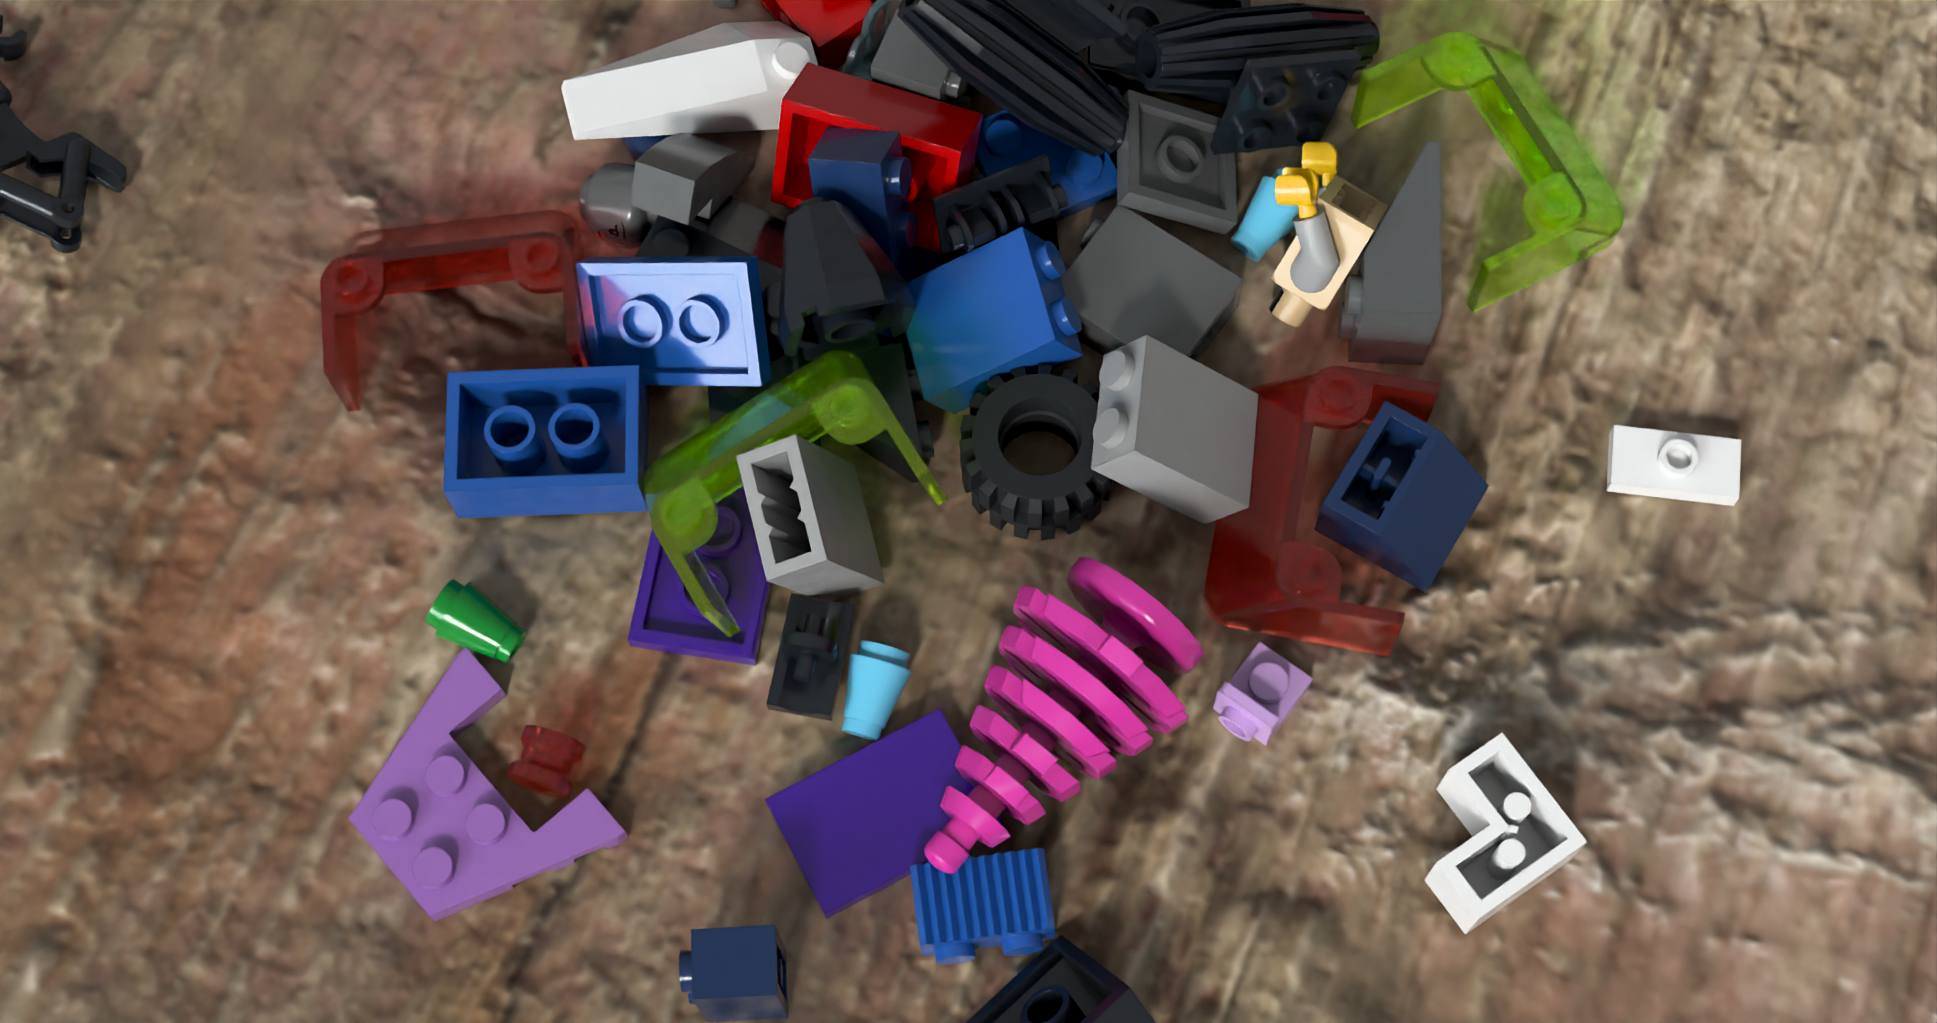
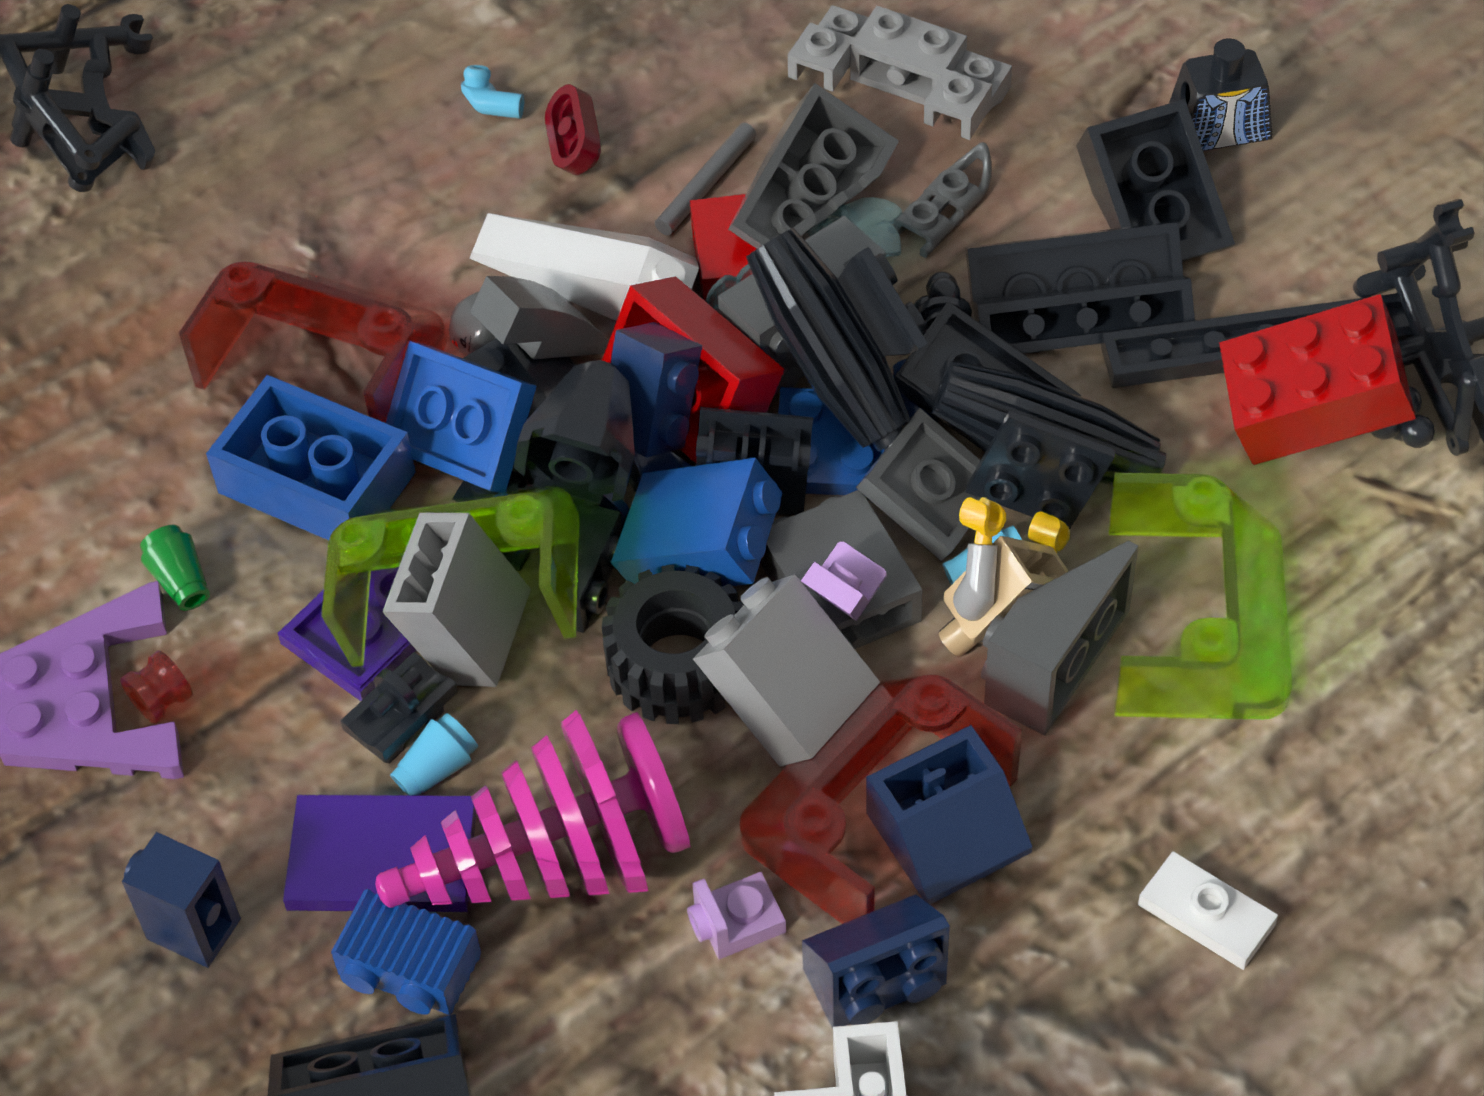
camera: 30 degrees right, 15 degrees down
(1181, 311) = (845, 579): none -> lavender bracket
(1420, 680) = (878, 961): none -> dark blue slope

